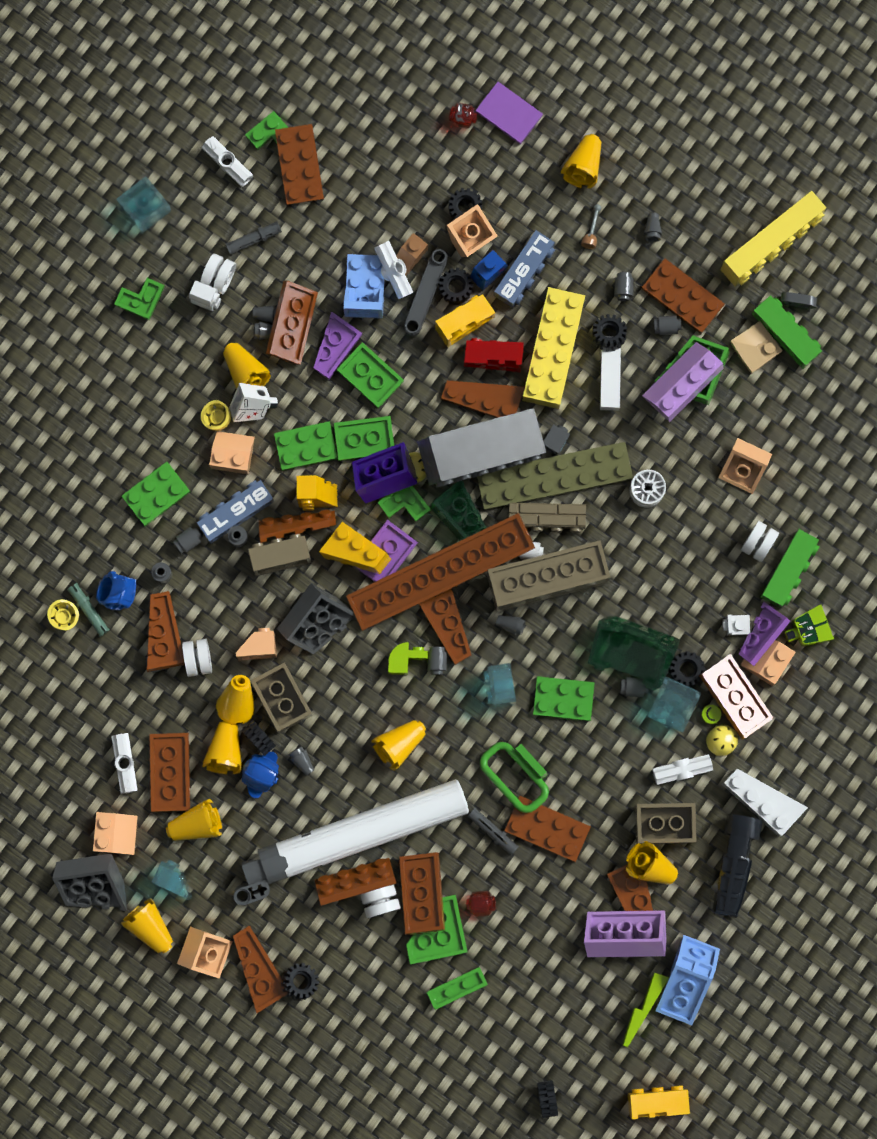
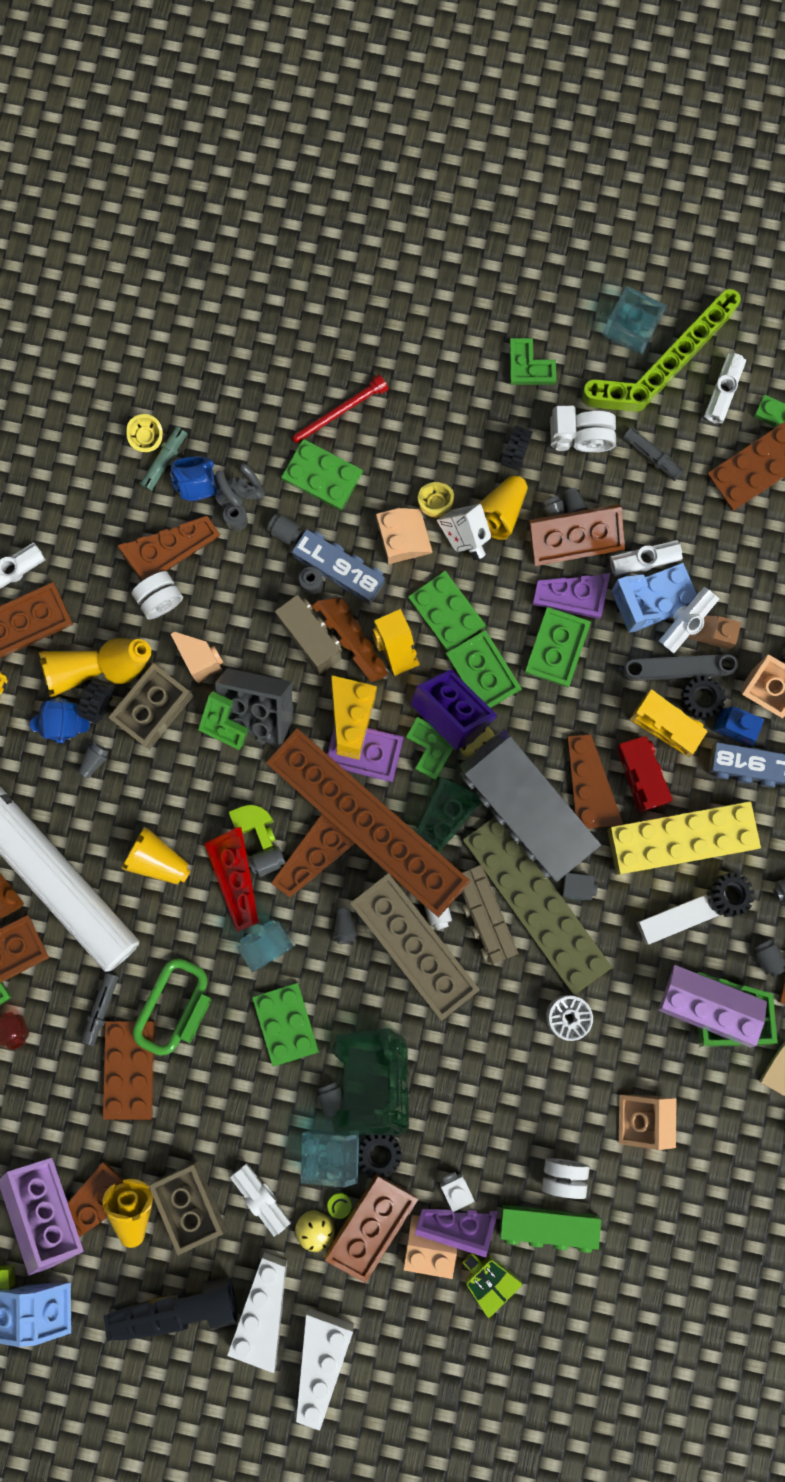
camera: 70 degrees right, 0 degrees up
(105, 423) = (377, 386): none -> red piece
(141, 562) = (237, 489): none -> dark grey piece
(191, 204) = (672, 356): none -> lime beam
(204, 337) = (516, 448): none -> black tyre
(317, 654) = (216, 722): none -> bright green plate
(330, 291) = (659, 555): none -> white piece
(430, 688) = (233, 874): none -> red wing
(815, 772) = (322, 1358): none -> white wedge

